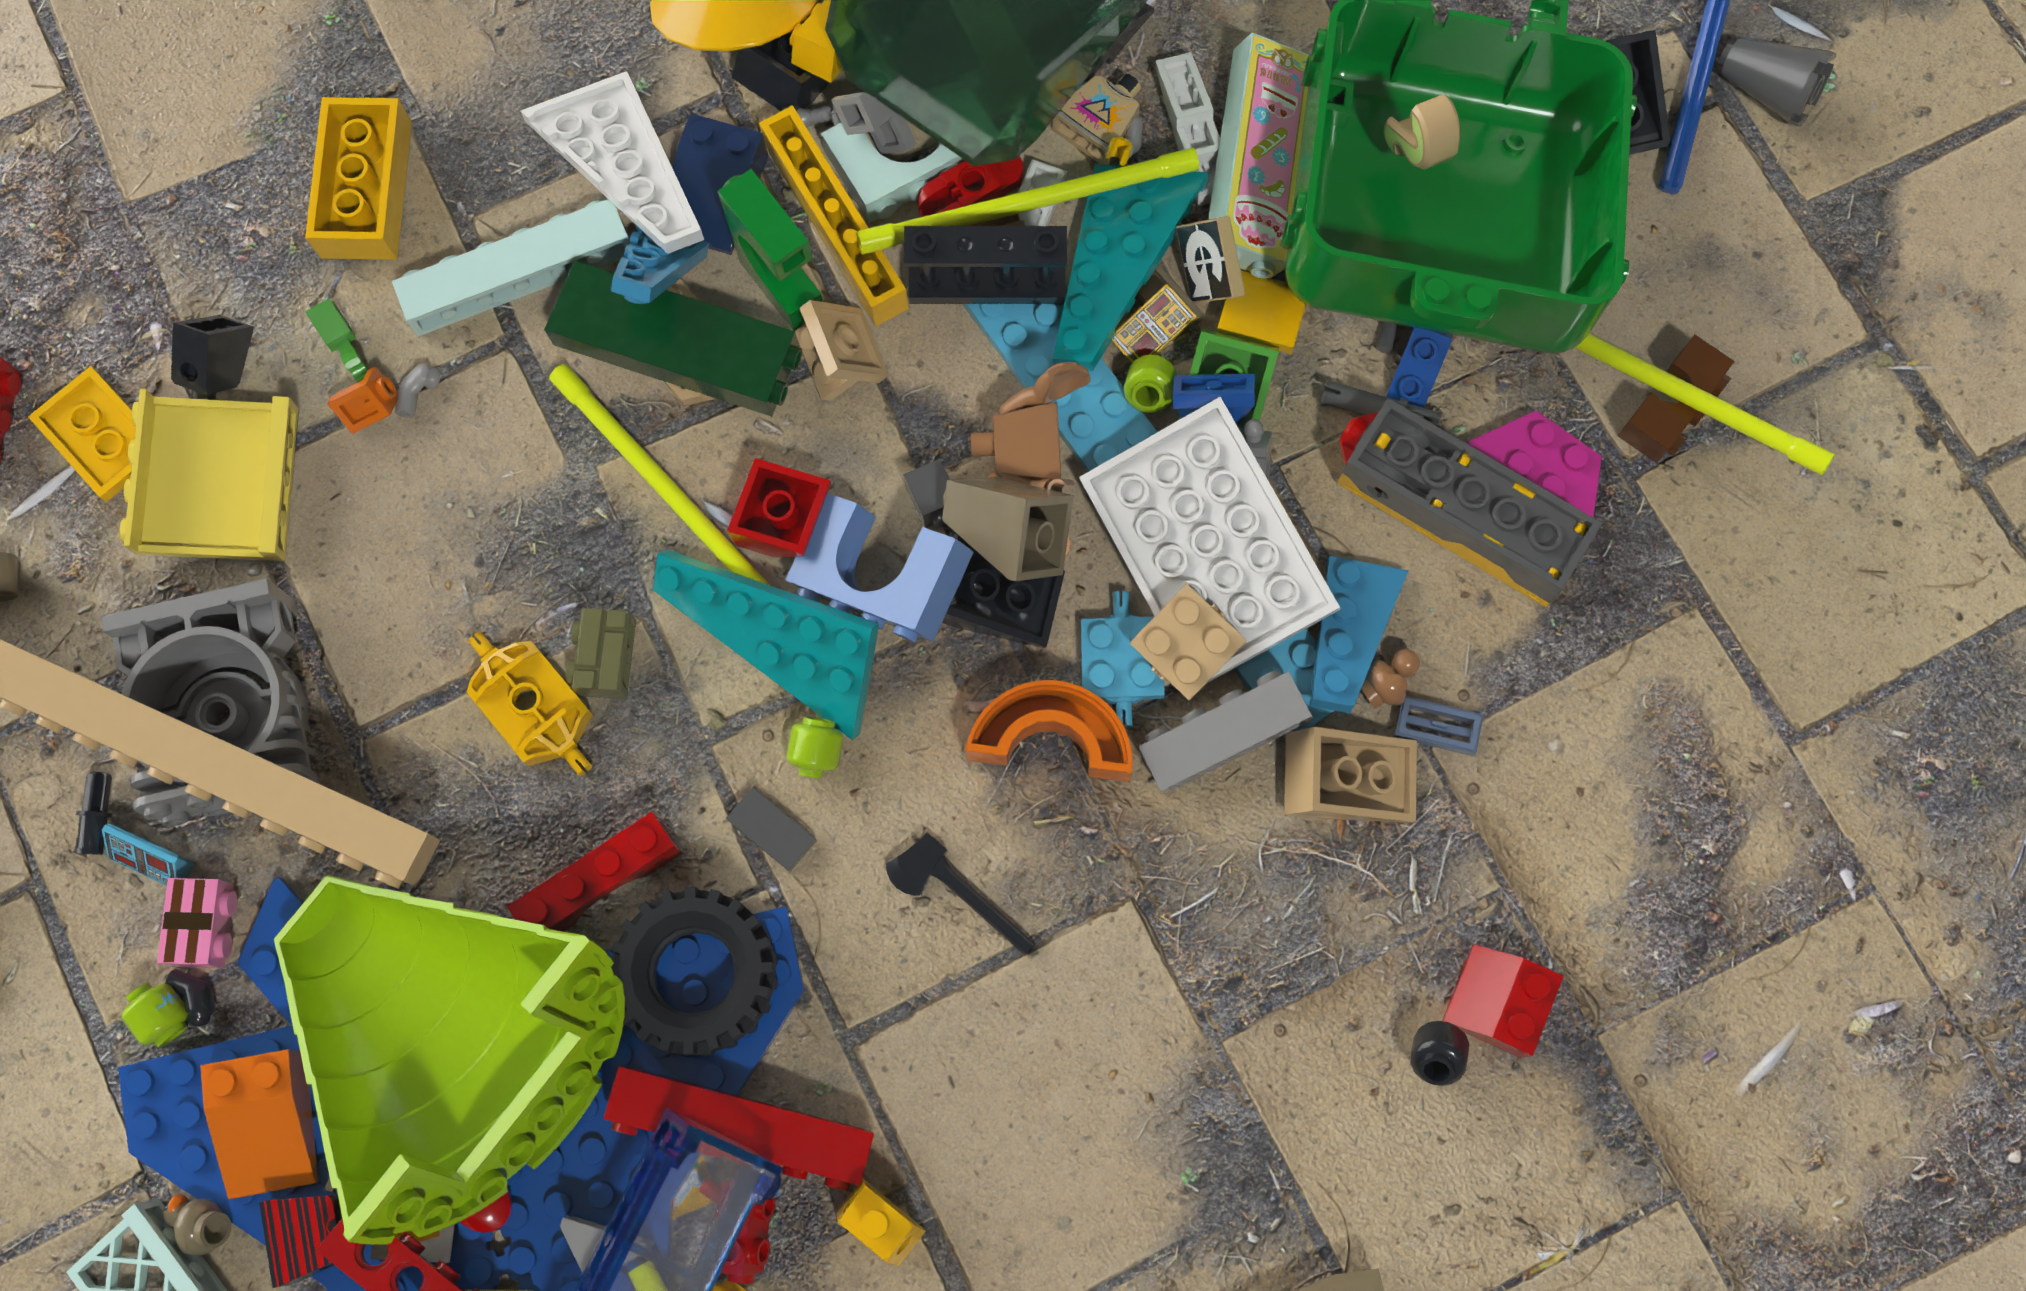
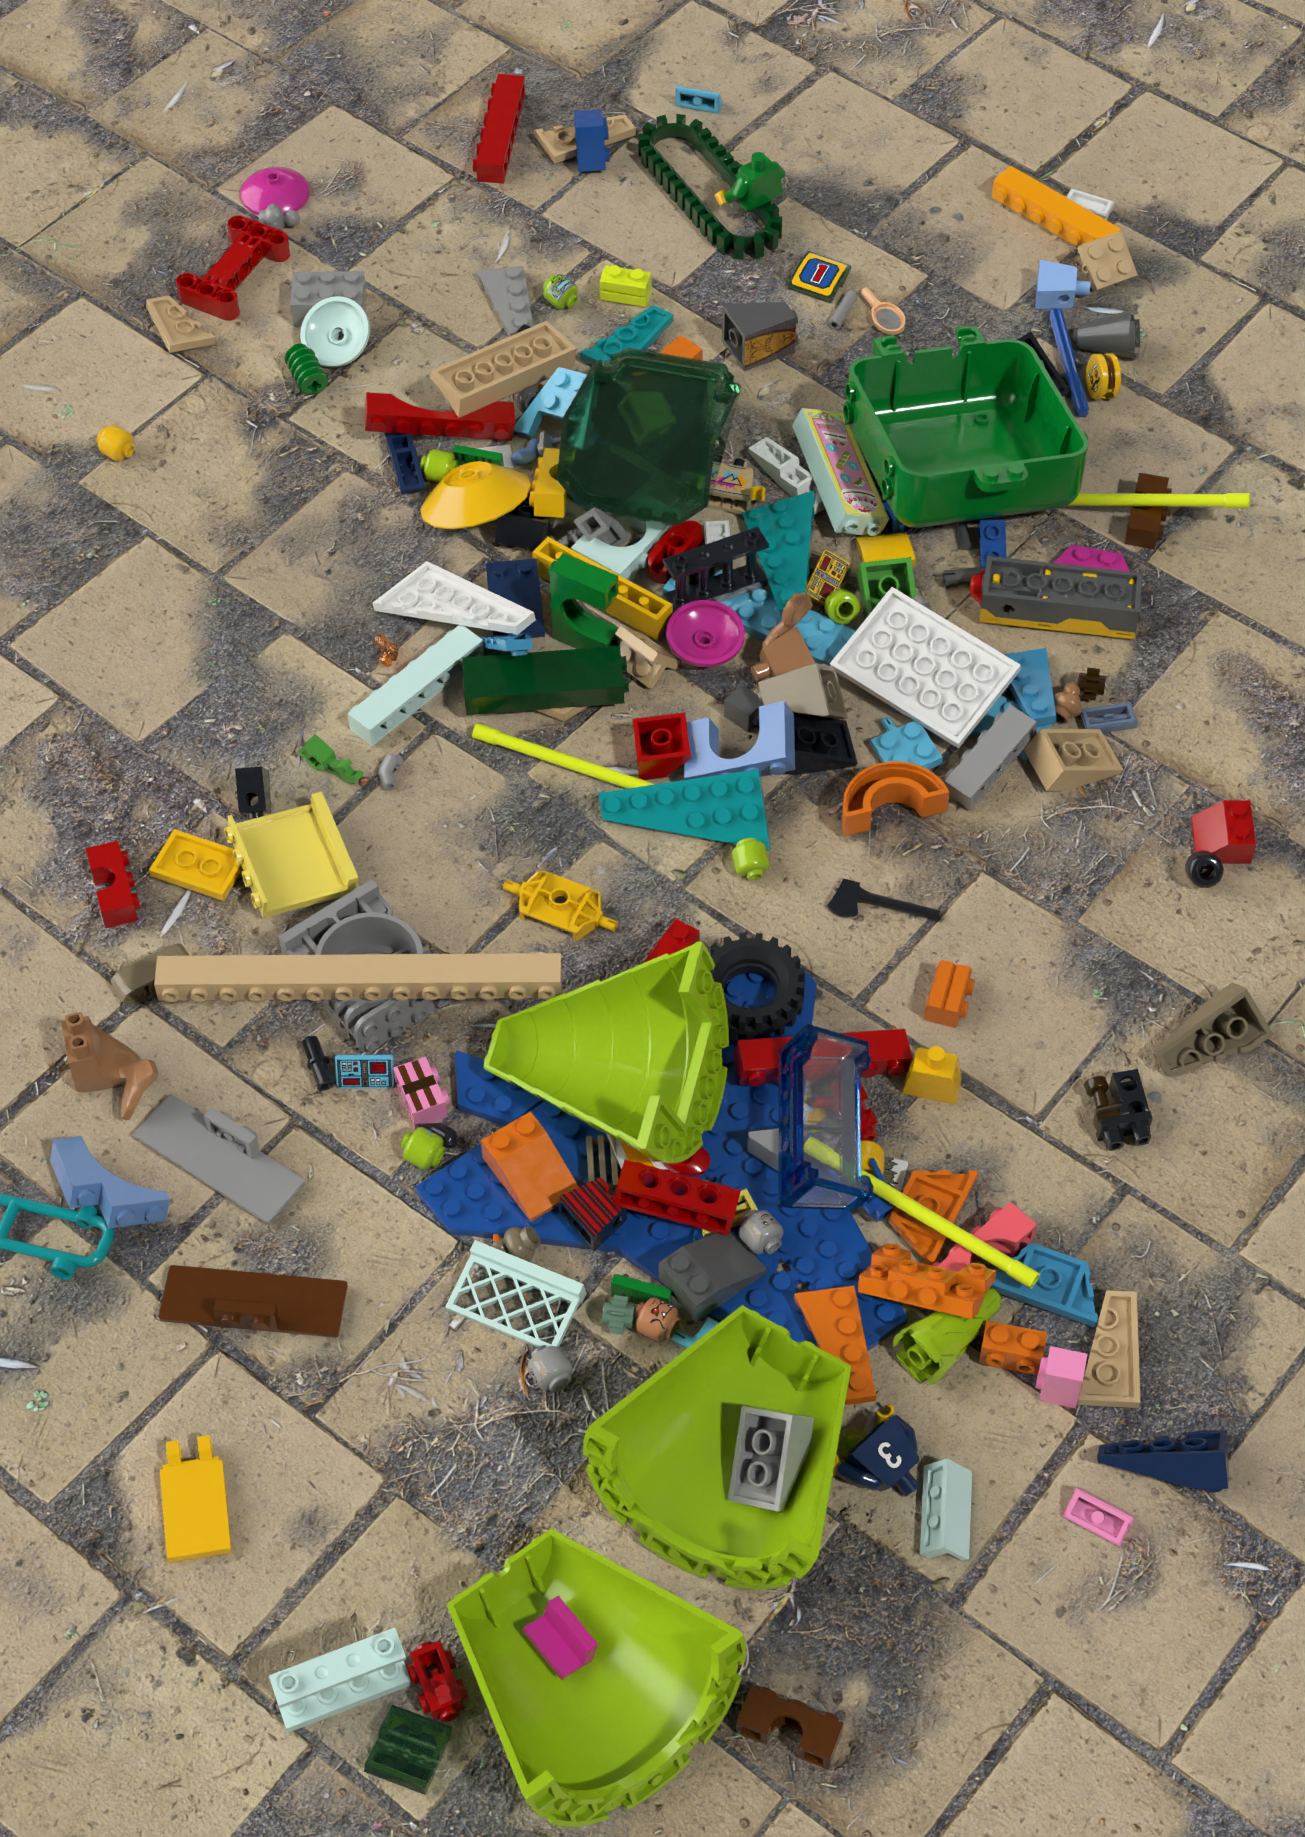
camera: 25 degrees left, 20 degrees down
(359, 178) = (292, 670): yellow brick -> none
(365, 401) = (364, 785): orange bracket -> none
(510, 195) = (389, 649): none -> clear orange arm
(602, 653) = (592, 859): olive brick -> none
(771, 829) = (748, 914): dark grey tile -> none
(927, 328) = (705, 623): none -> dark pink dish
(973, 1092) = (948, 994): none -> orange brick
(1164, 166) = (788, 493): neon yellow piece -> none
(1188, 642) = (942, 718): tan plate -> none
(1196, 391) = (873, 595): blue tile -> none
(1210, 260) = (843, 528): tile -> none
(1428, 135) = (937, 417): tan animal -> none
(1440, 663) = (1091, 683): none -> dark brown gear
(1729, 143) = (1103, 376): none -> yellow head

